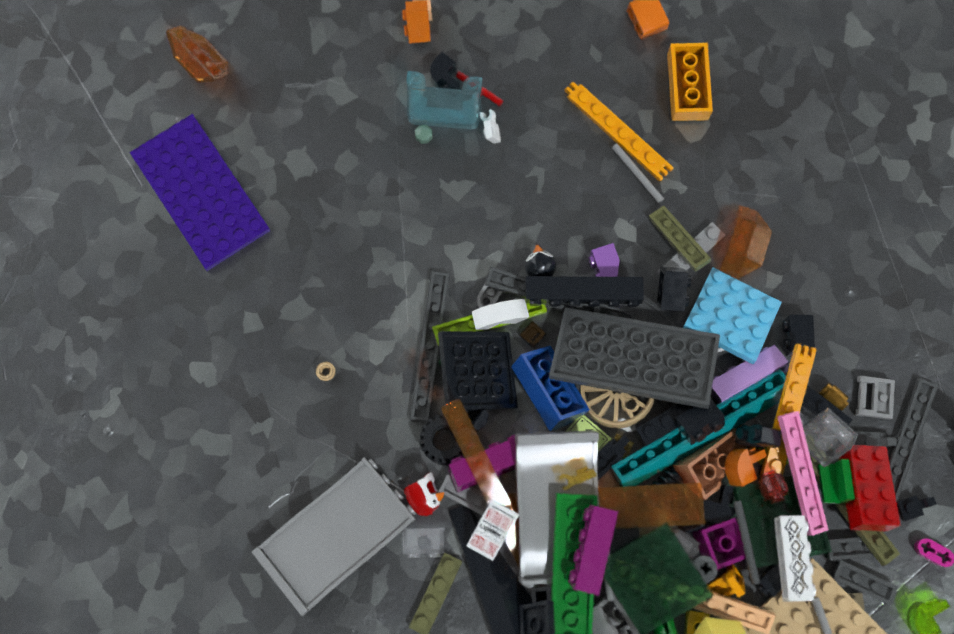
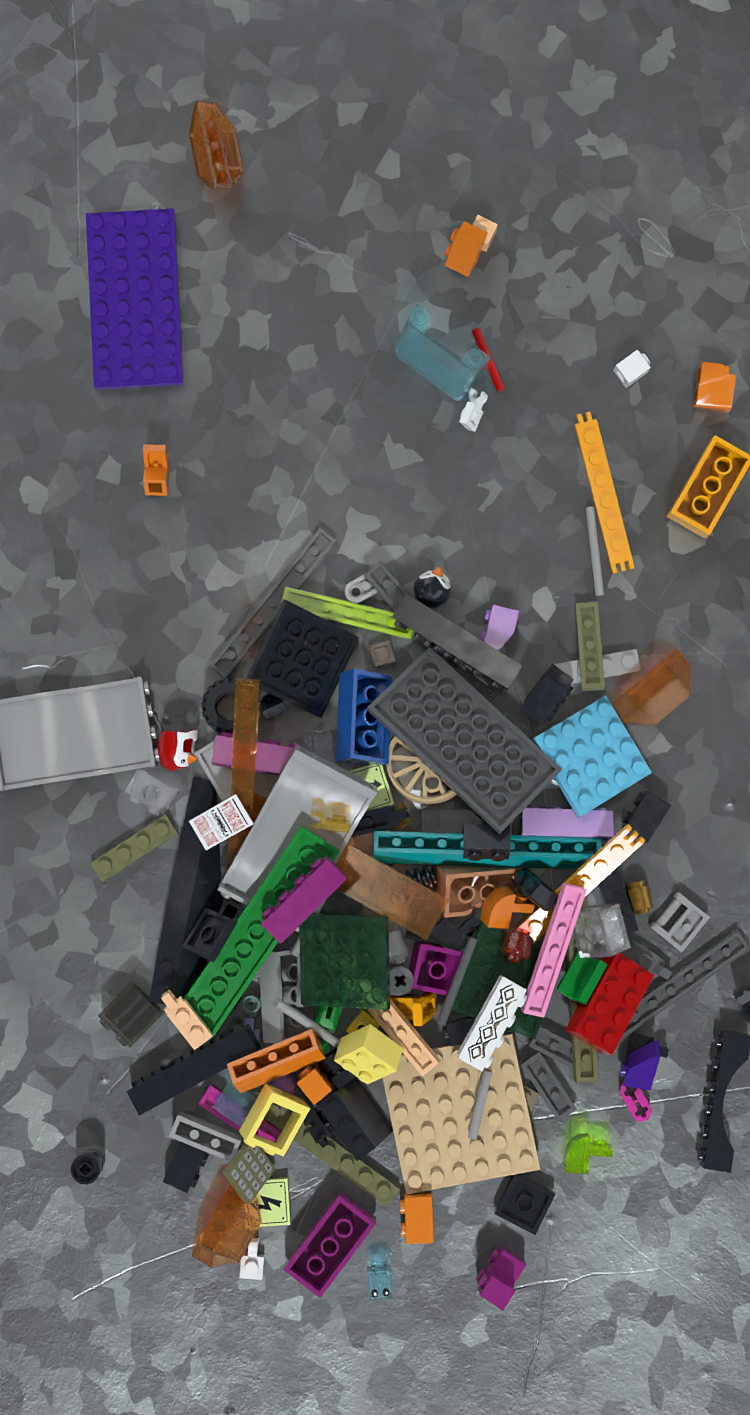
camera: 30 degrees right, 10 degrees up
(285, 299) = (156, 470): none -> orange brick
(325, 365) = (147, 566): tan plate -> none
(423, 134) = (400, 375): sand green tile -> none
(441, 72) = (460, 316): black brick -> none
(500, 313) = (359, 615): white brick -> none
(583, 36) = (632, 368): none -> white brick
(923, 521) = (641, 1066): none -> dark purple slope

